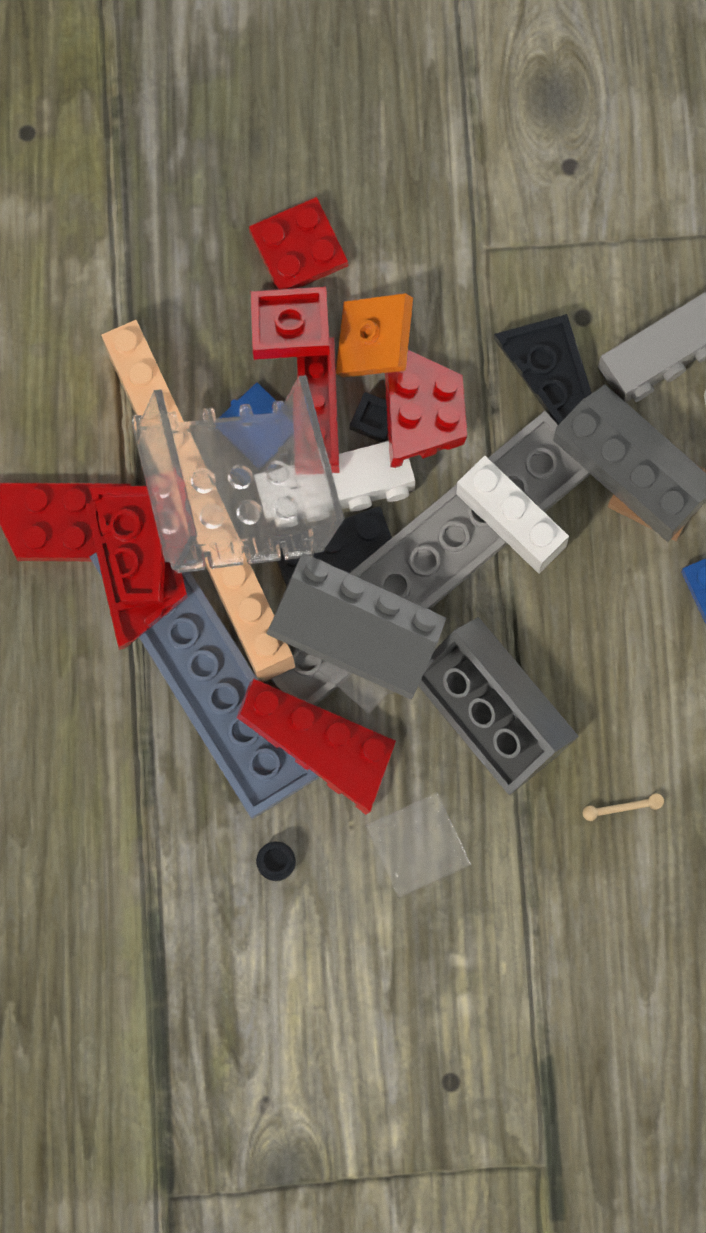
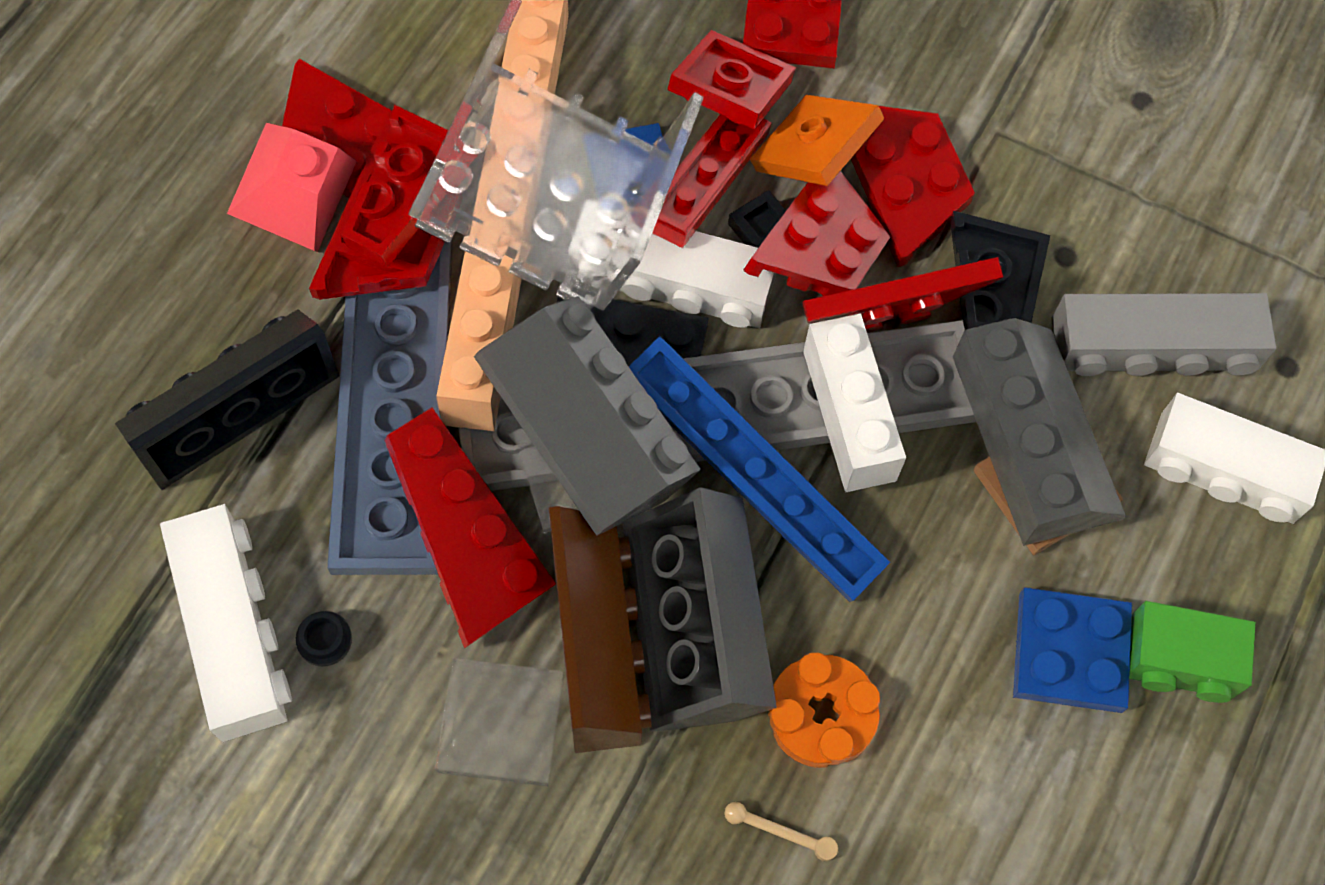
camera: 25 degrees right, 10 degrees down
(46, 579) = (292, 185): none -> coral slope
(111, 746) = (229, 397): none -> black slope
(210, 888) = (224, 623): none -> white brick
(443, 758) = (597, 634): none -> reddish brown slope
(449, 320) = (911, 178): none -> red wing
(476, 594) = (758, 471): none -> blue plate
(507, 416) = (904, 298): none -> red wing
(622, 703) = (854, 700): none -> orange plate

